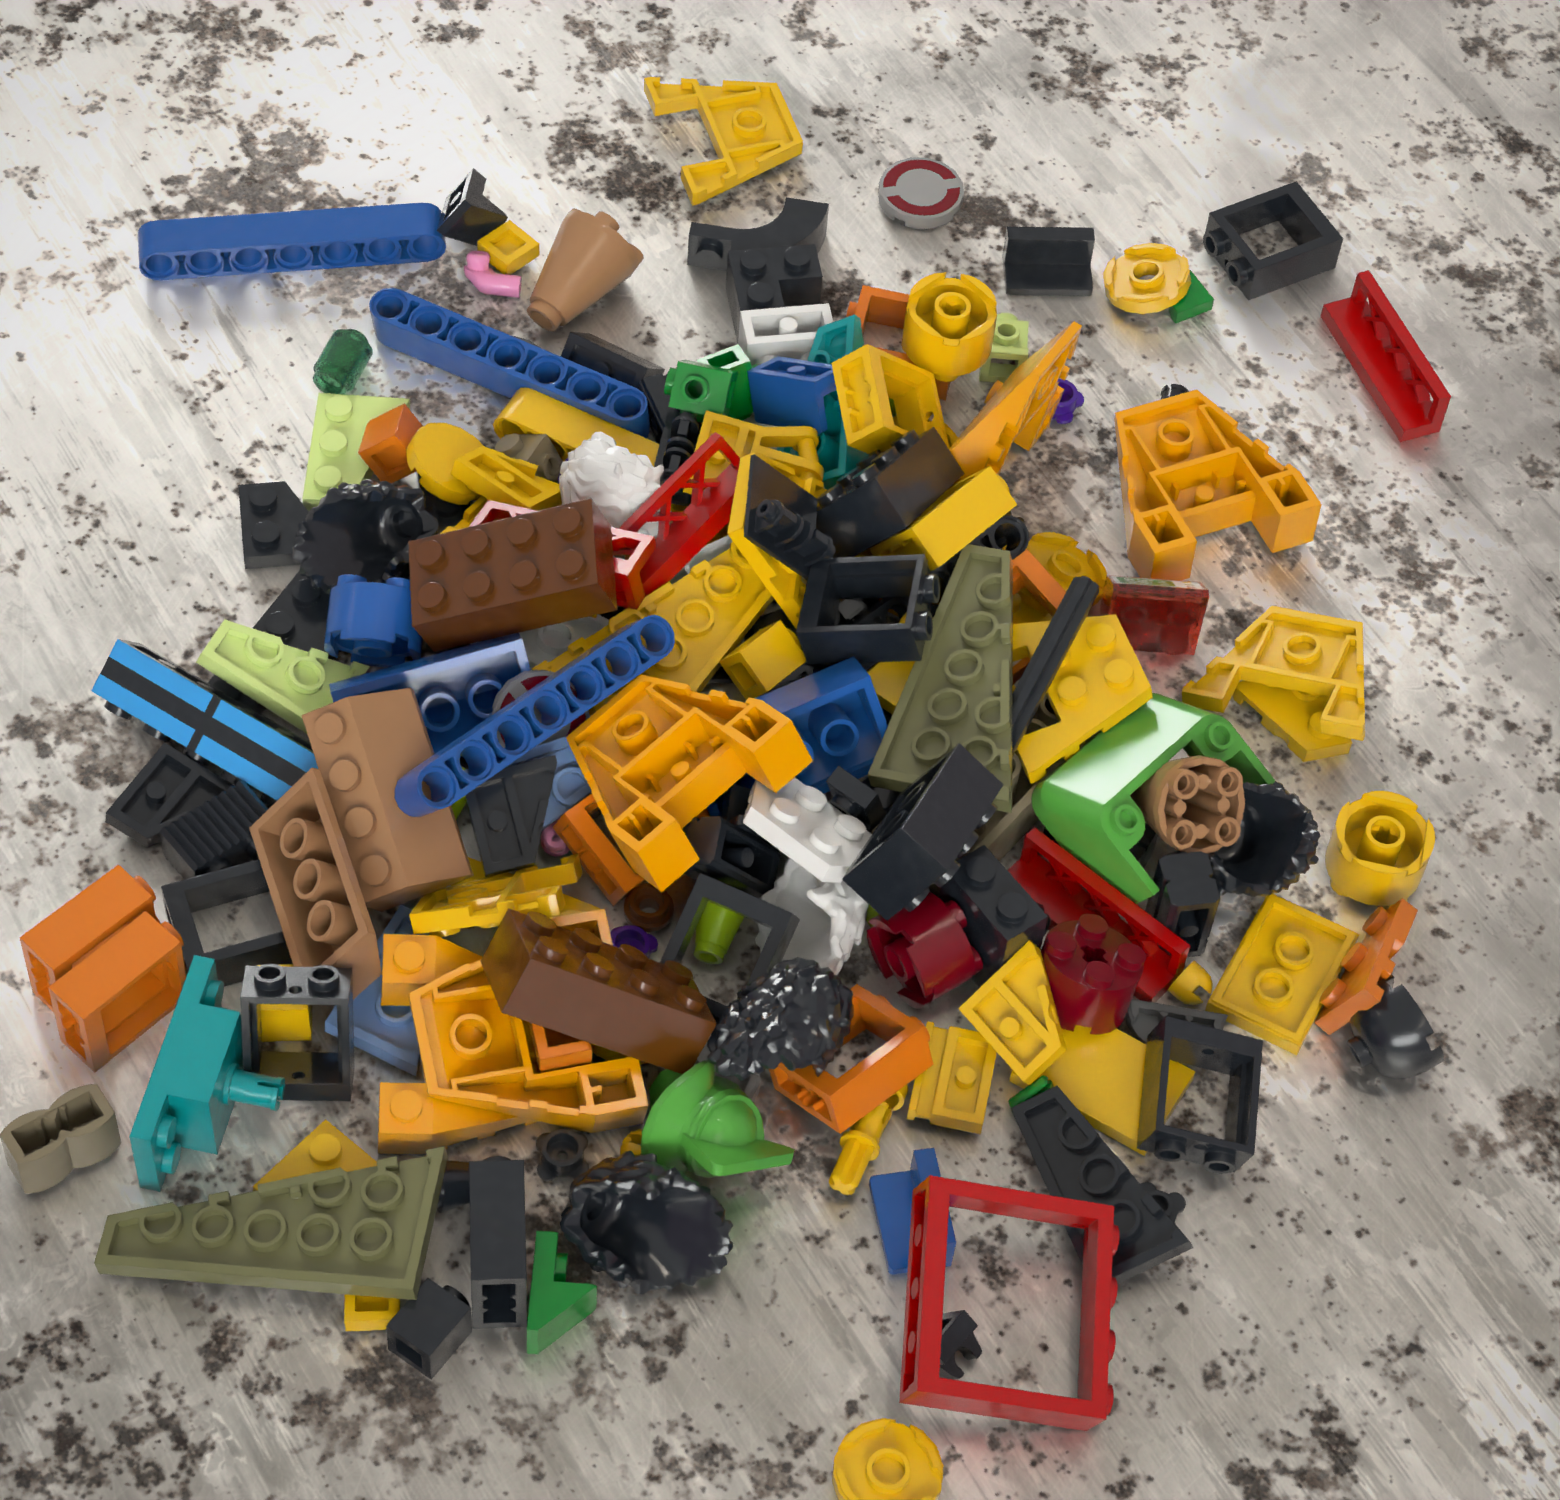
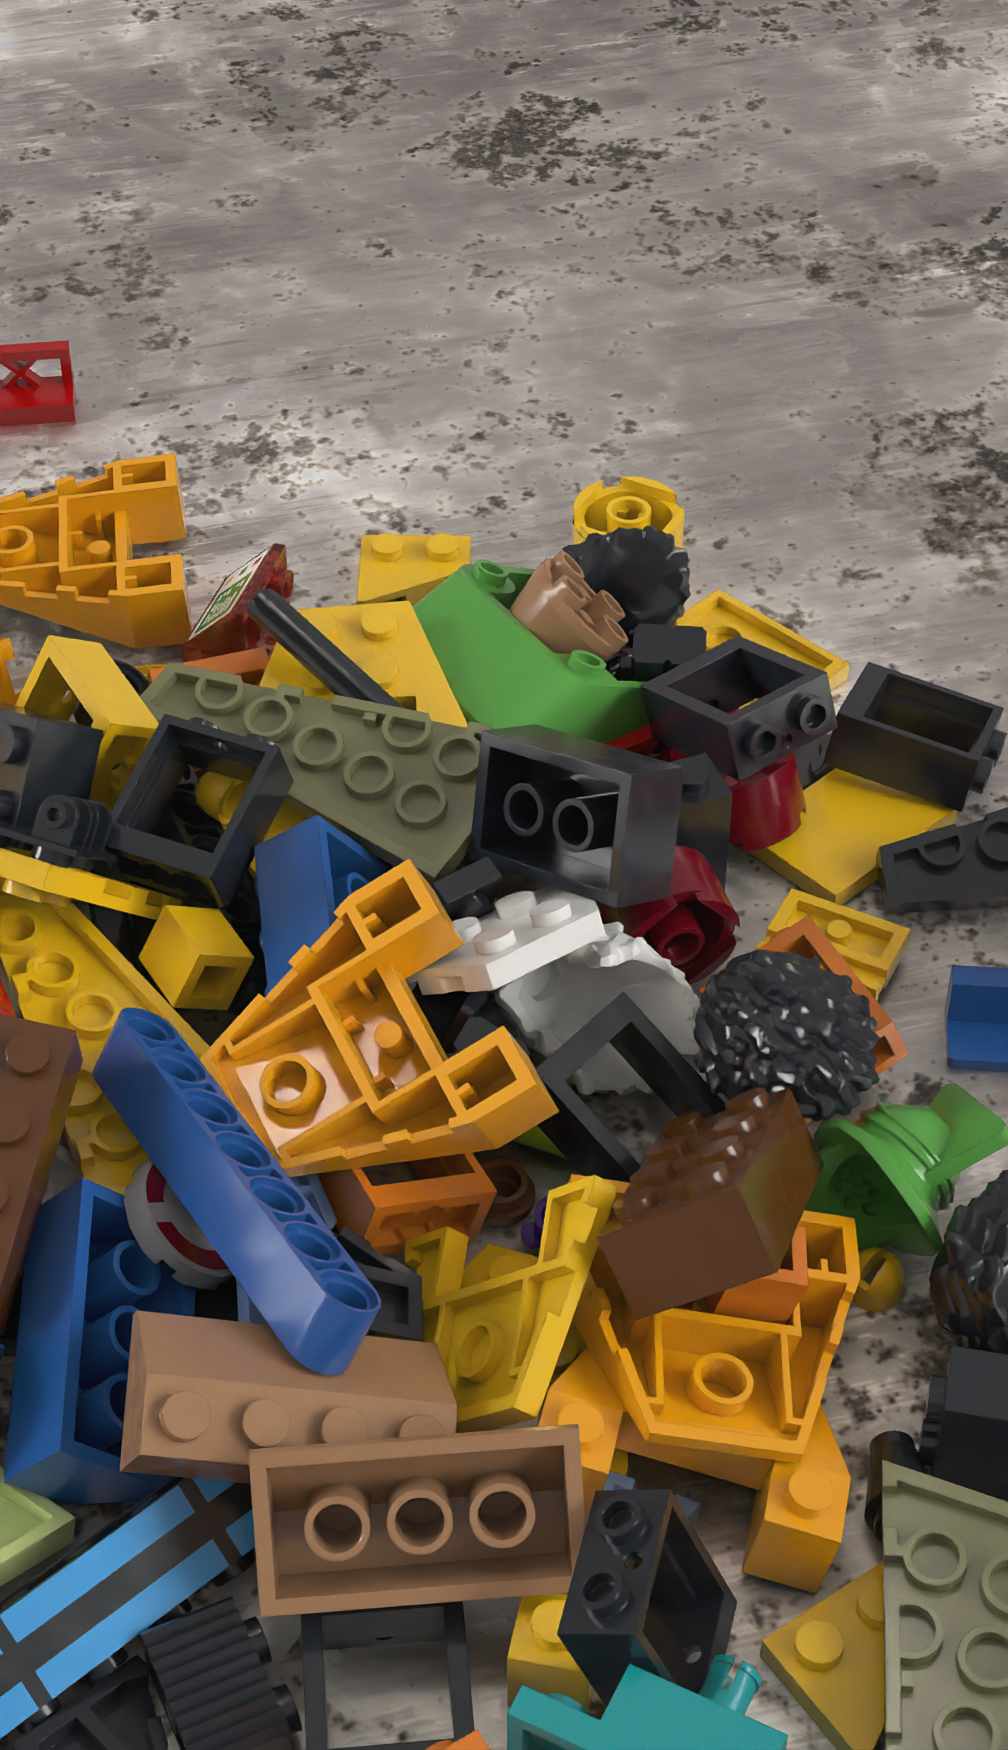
camera: 70 degrees left, 10 degrees down
(559, 1142) = (872, 1347): black plate -> none
(858, 1148) = (935, 1060): yellow axle -> none
(1019, 1014) = (792, 850): yellow wing -> none
(1037, 1087) = (870, 884): green piece -> none
(1144, 911) = (693, 701): none -> black window
(1296, 654) = (367, 517): yellow wing -> none
(1366, 965) = (781, 577): orange wing -> none
(1393, 1035) = (861, 578): black cylinder -> none

